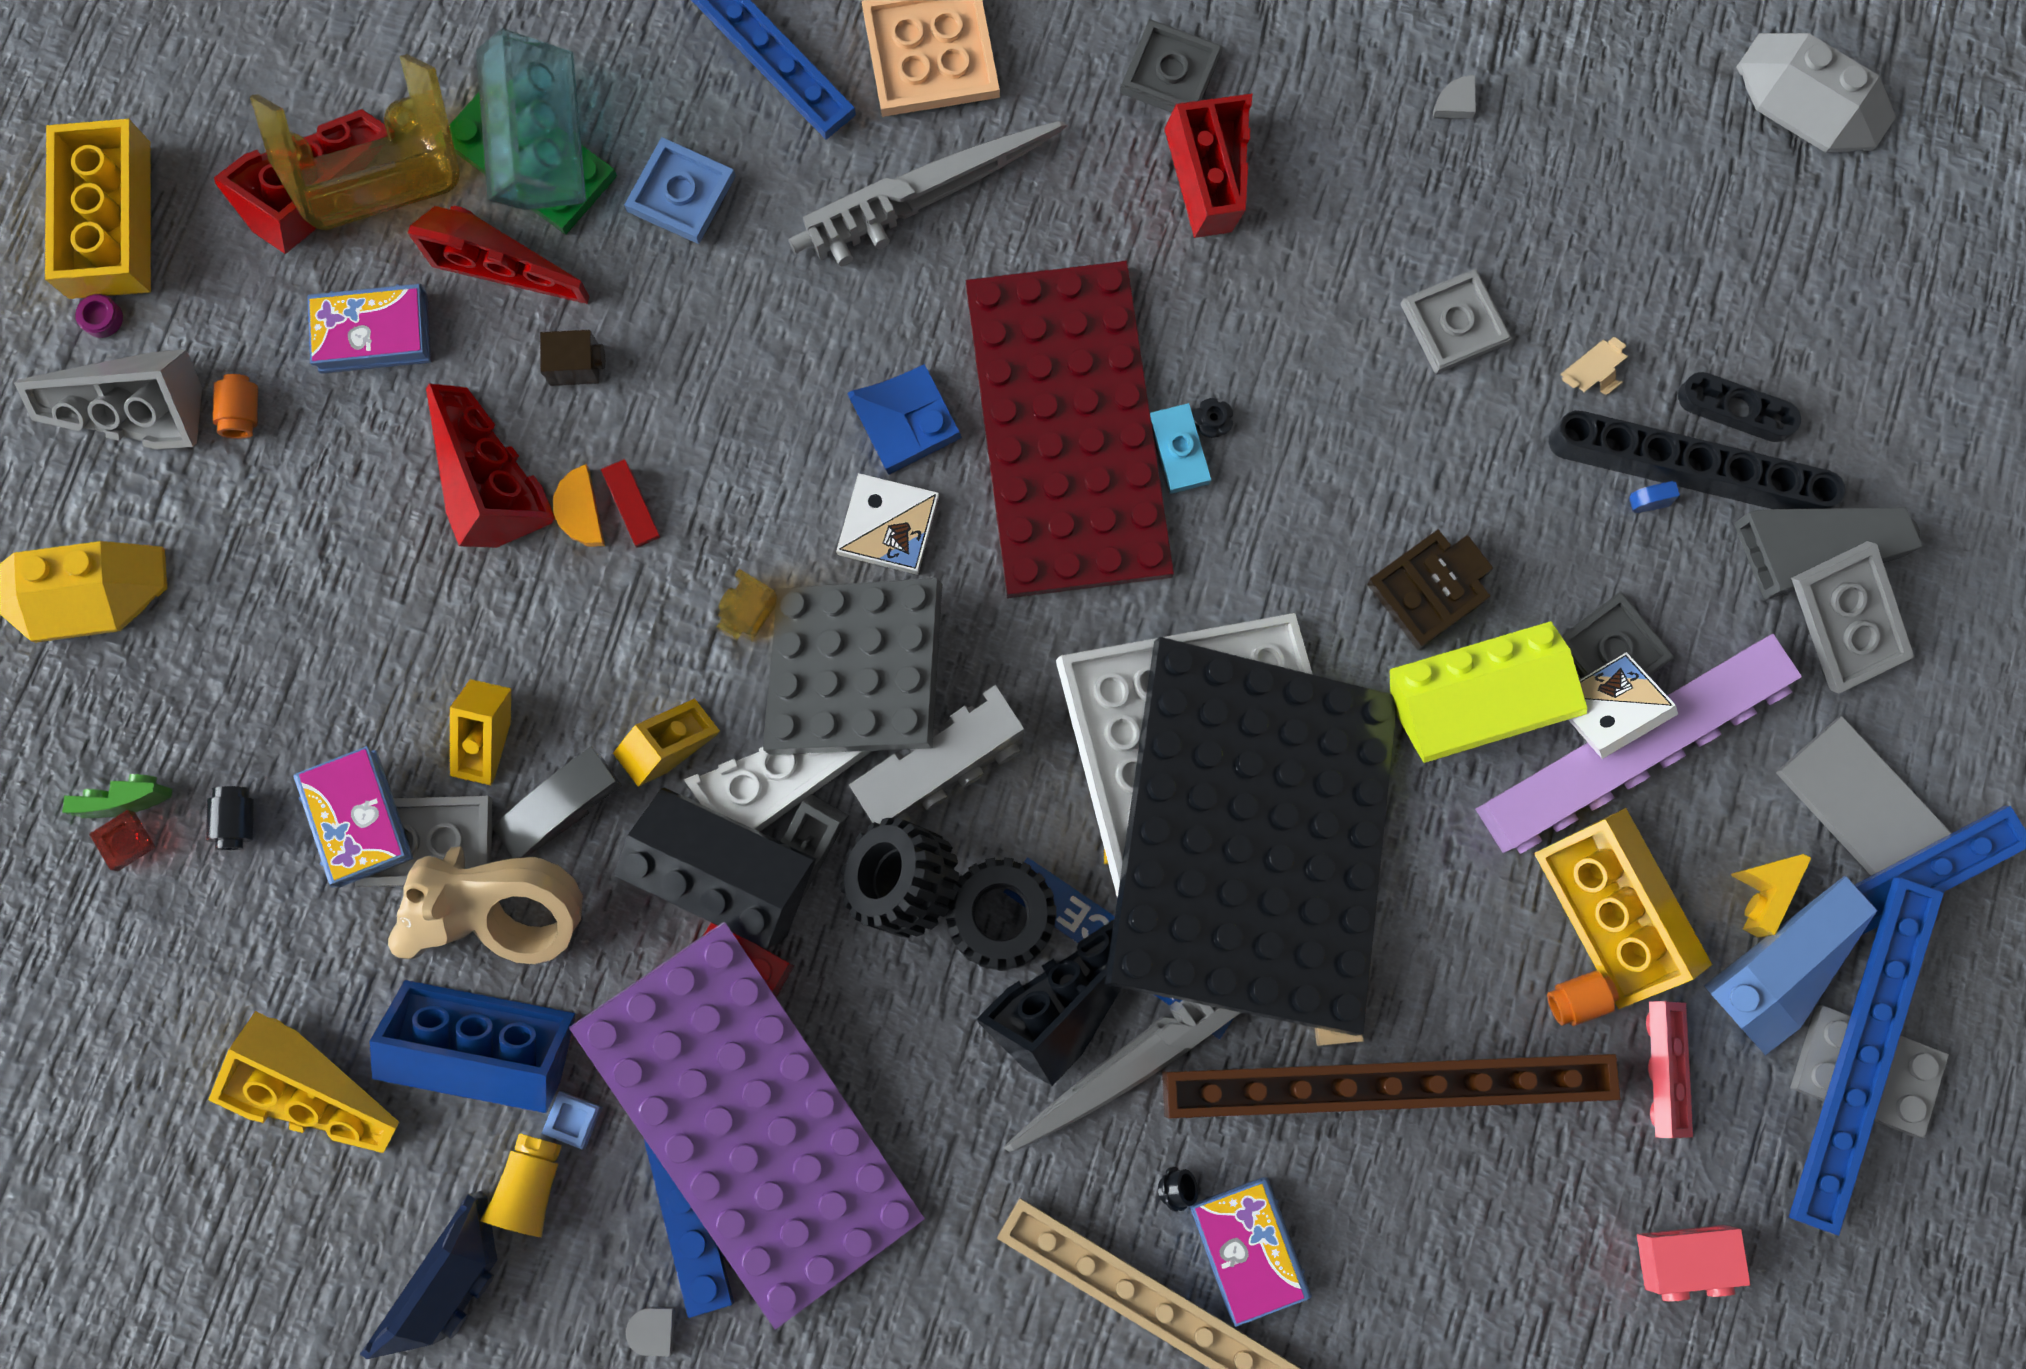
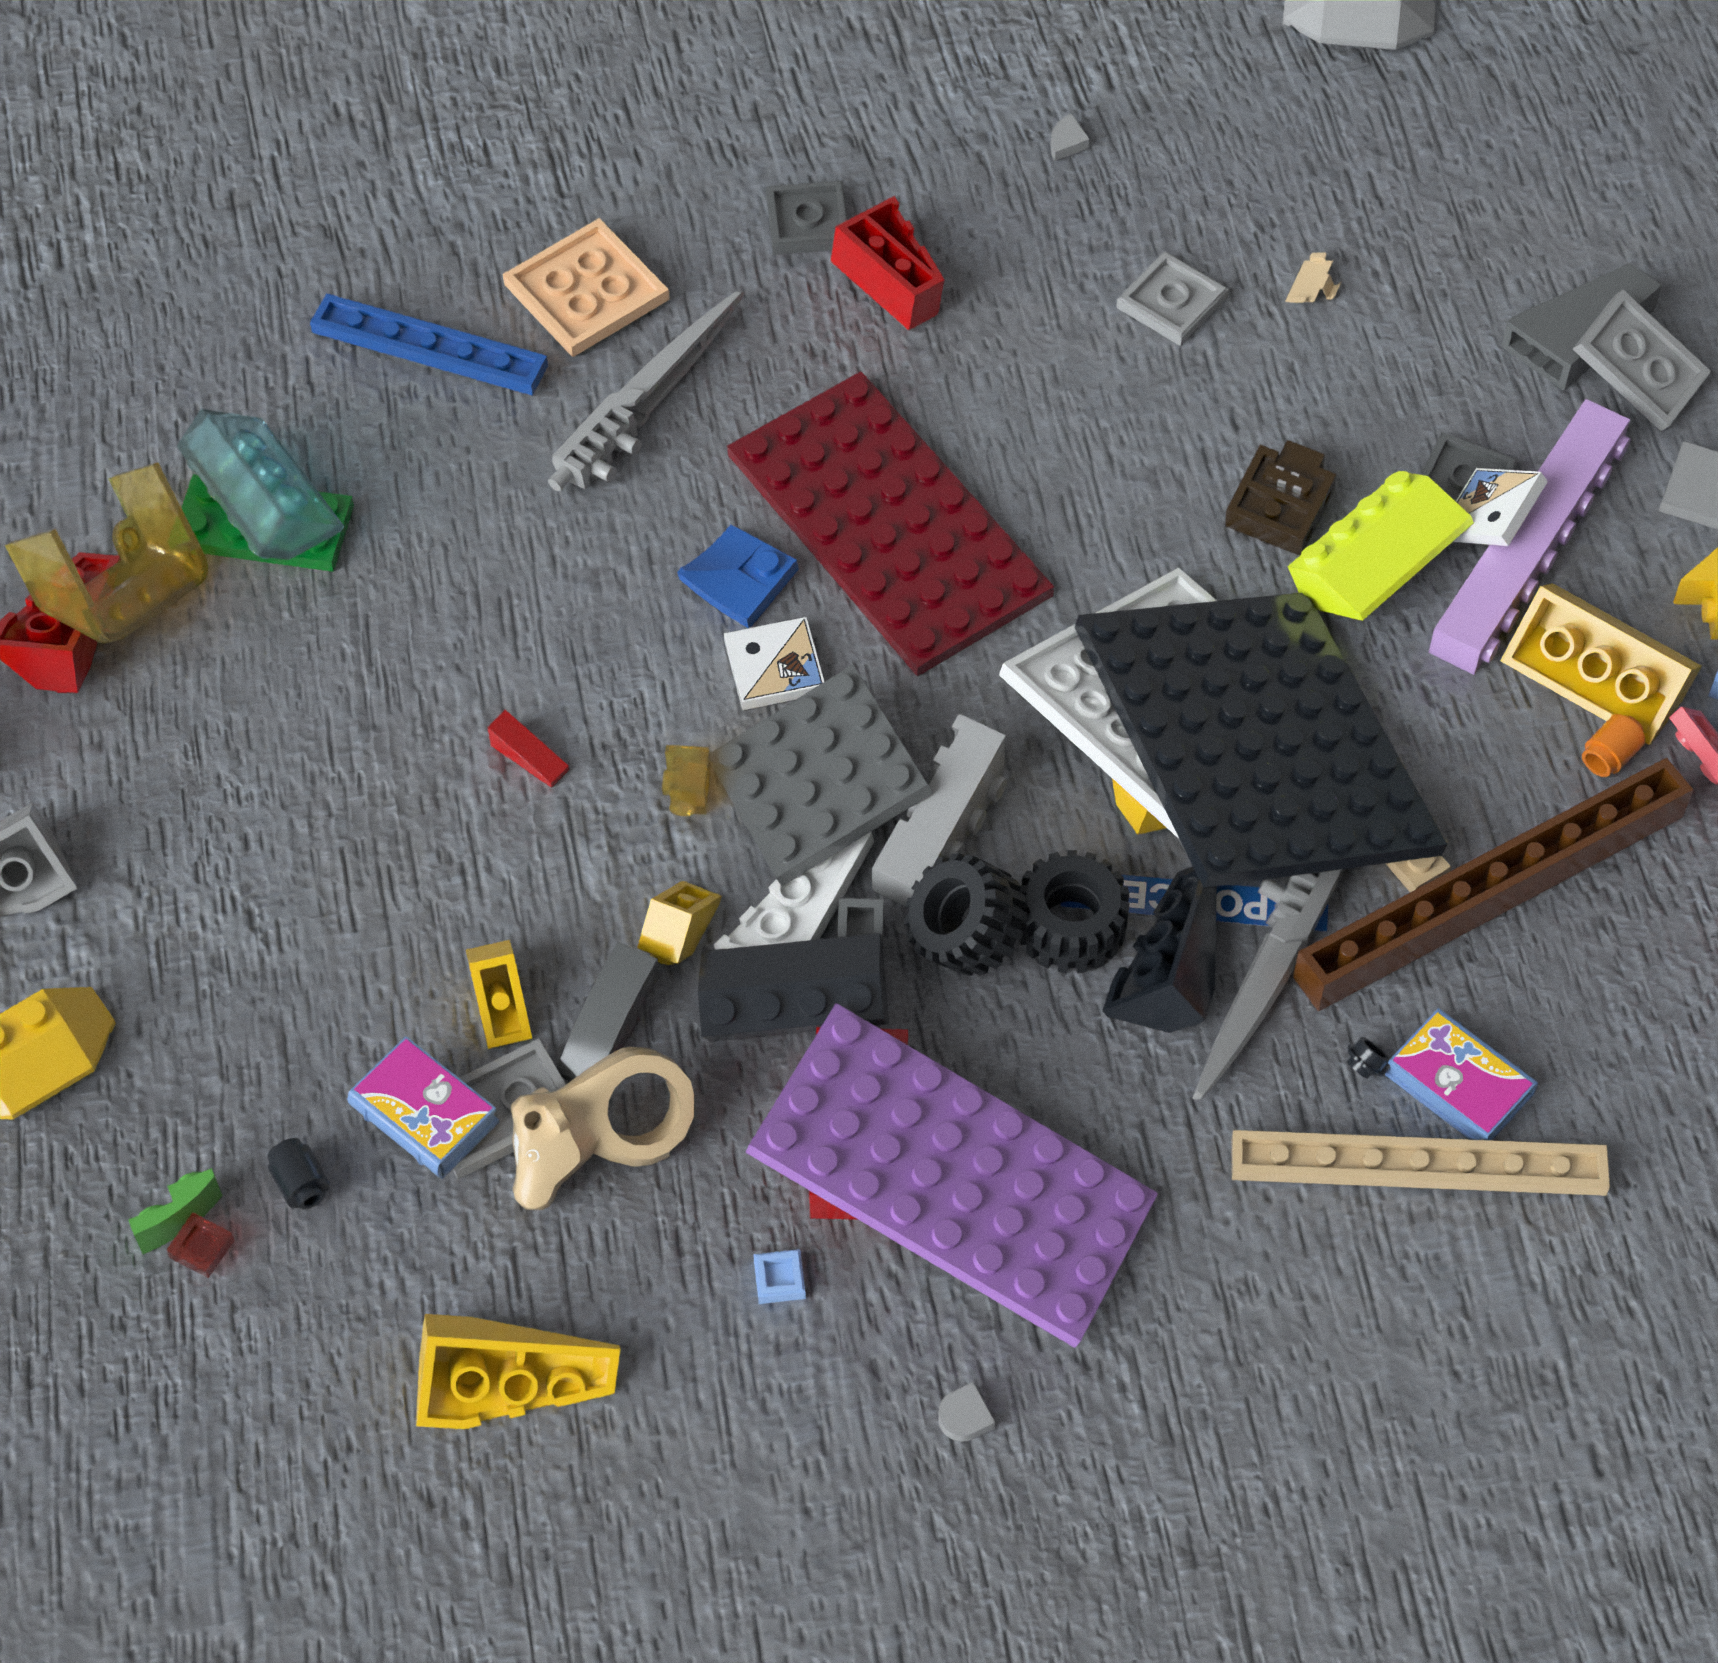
camera: 25 degrees left, 20 degrees down
(235, 406) = (102, 835): orange brick -> none
(369, 328) = (193, 719): piece -> none
(441, 1285) = (742, 1470): dark blue wedge -> none
(471, 247) = (273, 609): red wedge -> none
(472, 1046) = (651, 1255): blue slope -> none
(481, 482) = (377, 796): red wedge -> none
(524, 1187) = (772, 1346): yellow plant -> none
(571, 357) = (403, 657): dark brown brick -> none
(577, 508) = (480, 778): light orange tile -> none
(680, 190) = (423, 487): medium blue plate -> none
(694, 1251) = (944, 1309): blue plate -> none
(1179, 448) = (999, 493): medium azure plate -> none
(1209, 427) = (1012, 465): black plate -> none
(1654, 497) = (1423, 350): blue tile -> none
(1713, 458) = (1432, 312): black beam -> none
(1755, 399) = (1476, 265): black beam -> none

